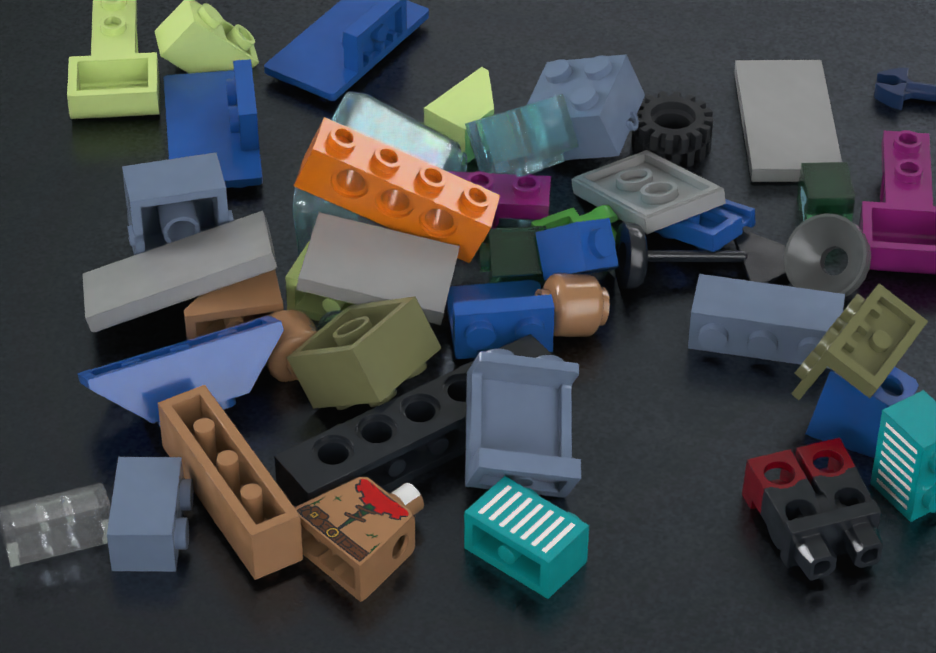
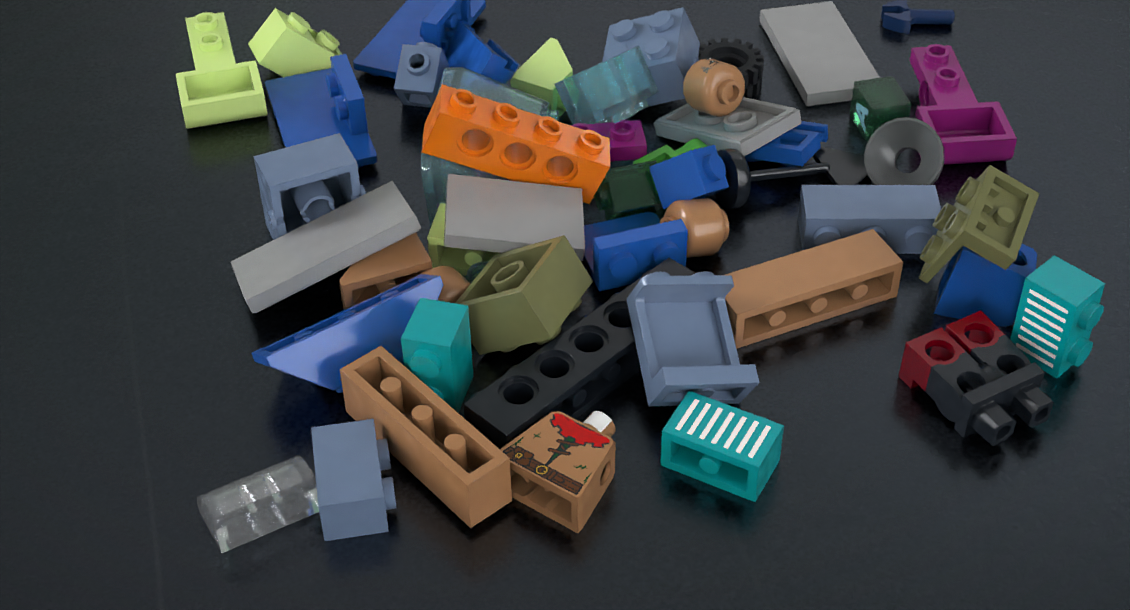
camera: 10 degrees left, 0 degrees up
(264, 400) = (440, 349): none -> teal brick
(326, 87) = (419, 74): none -> sand blue brick
(398, 79) = (471, 52): none -> blue brick
(638, 150) = (714, 87): none -> medium nougat head
(672, 387) = (811, 286): none -> medium nougat brick

